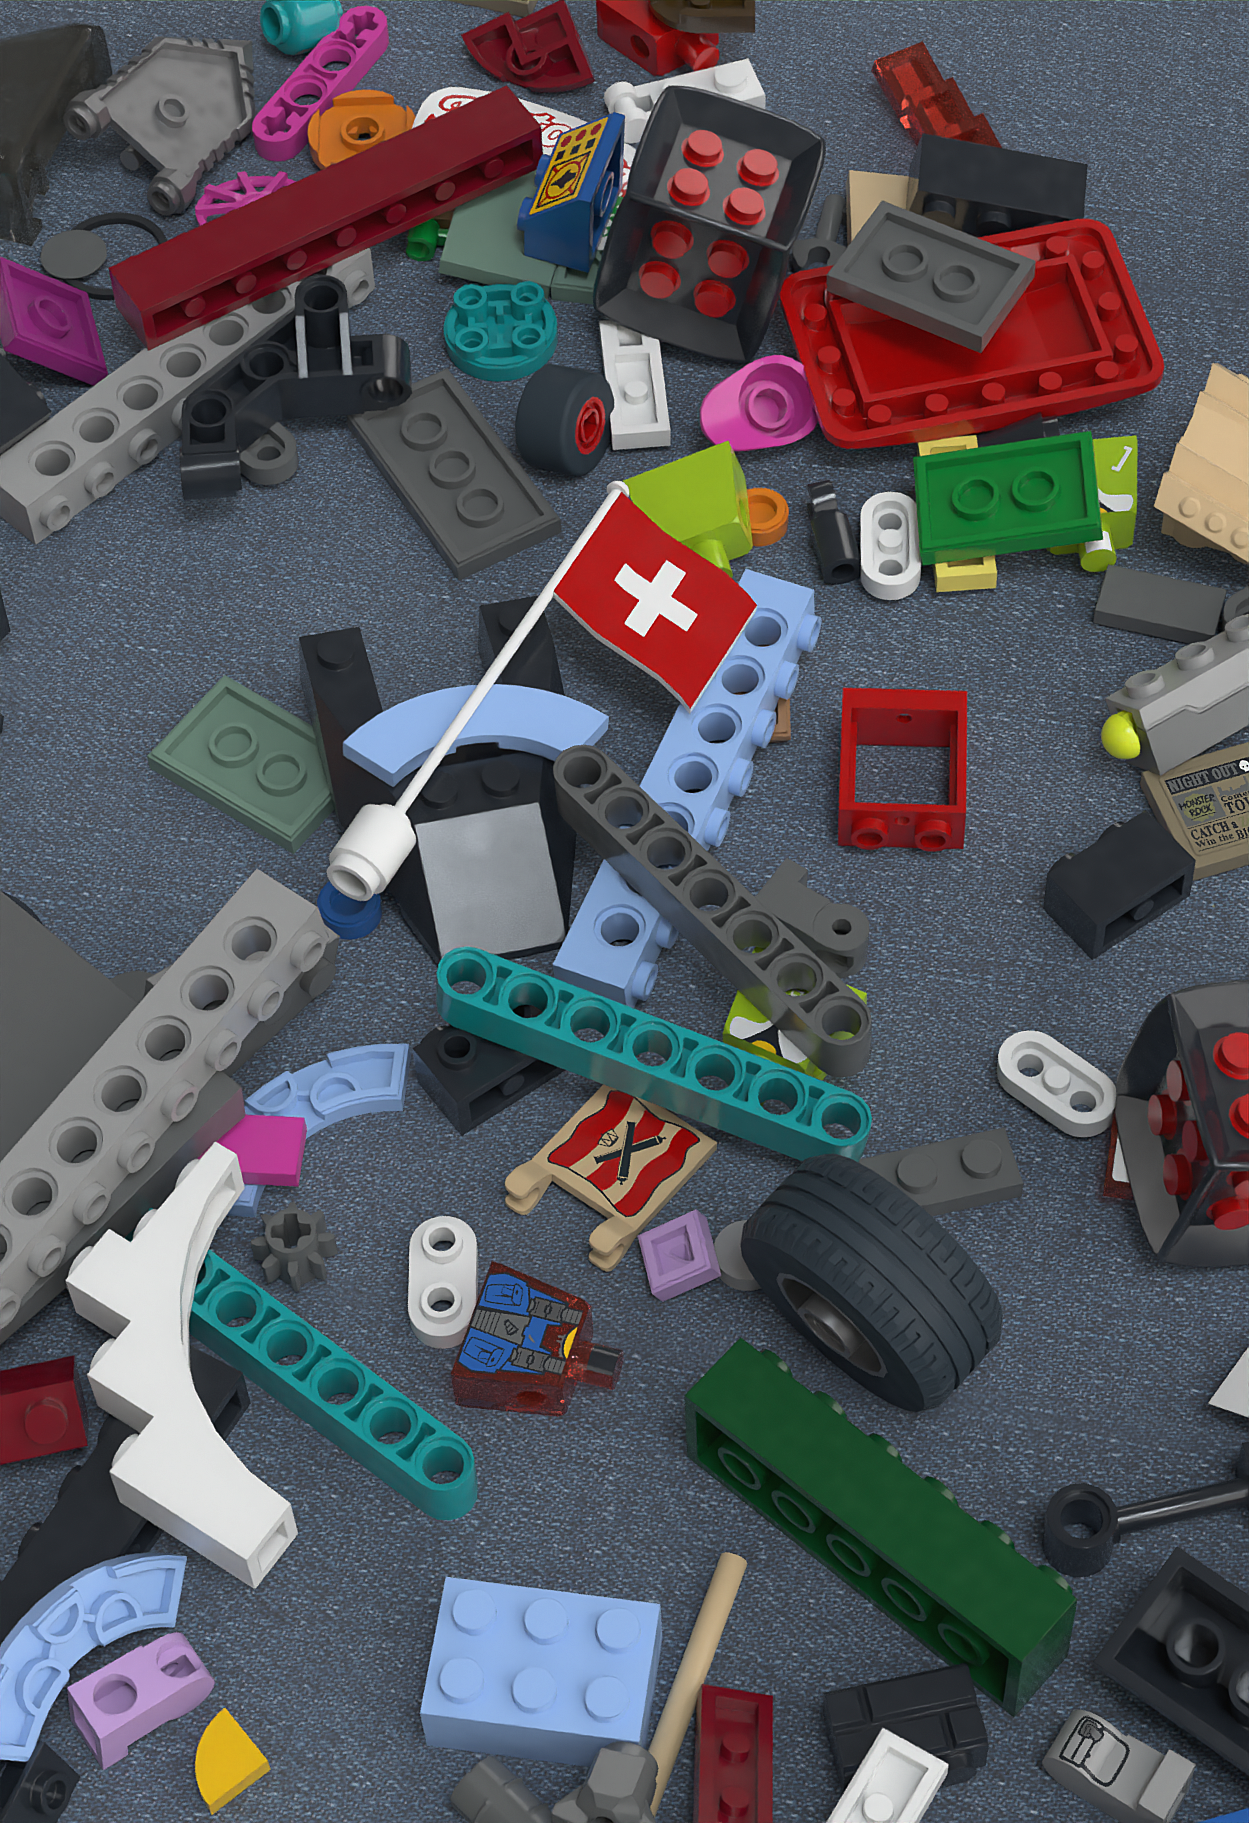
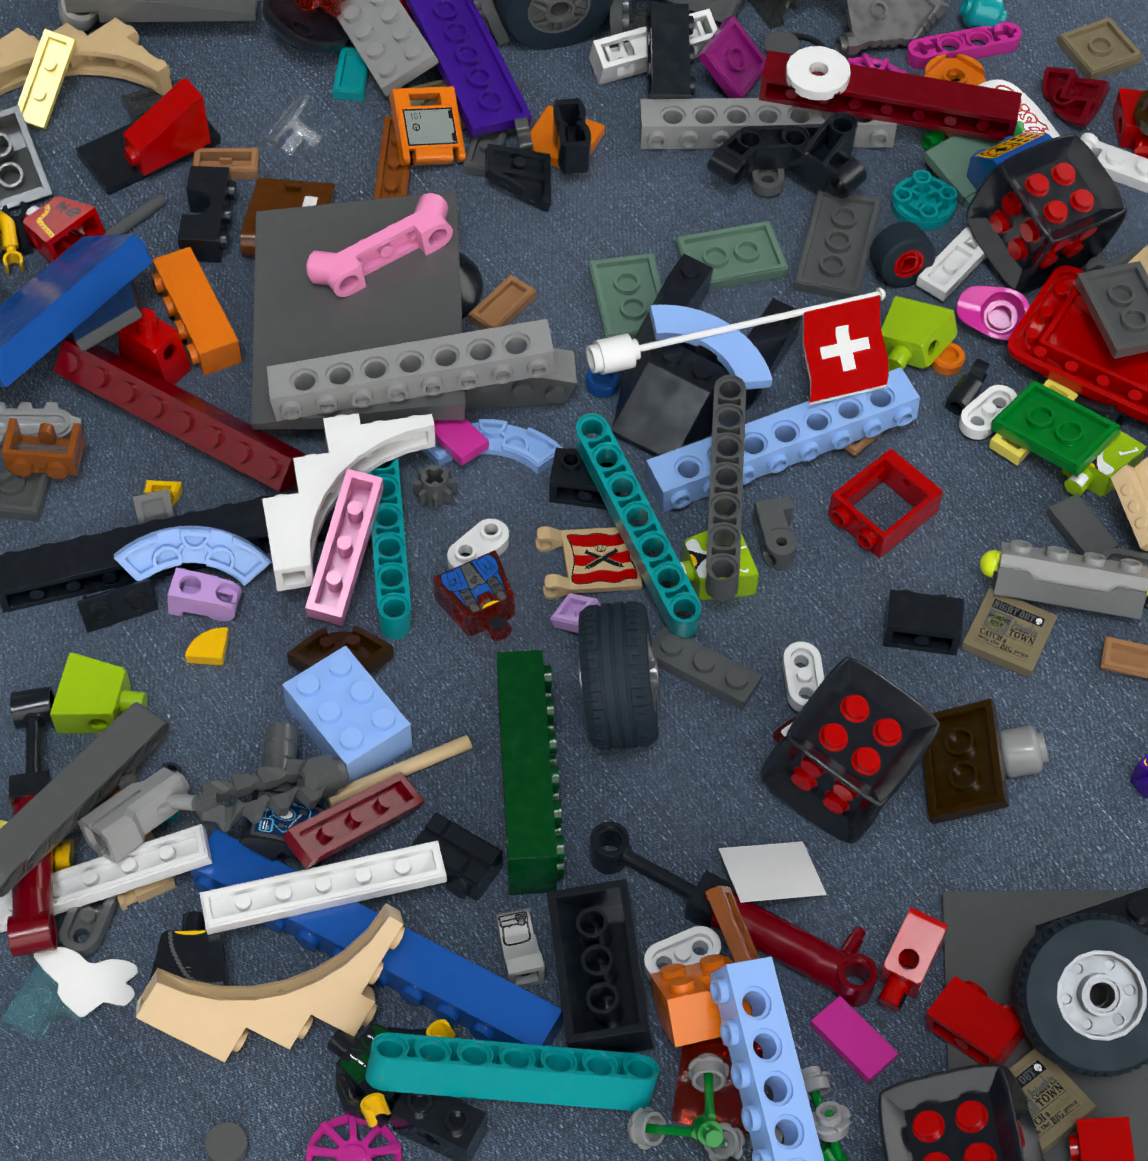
camera: 40 degrees right, 0 degrees up
(94, 910) = (502, 304): none -> medium nougat tile
(211, 225) = (819, 59): none -> white tile
(290, 1437) = (344, 547): none -> bright pink brick
(333, 582) = (736, 254): none -> sand green tile
(401, 1603) = (365, 646): none -> dark brown plate

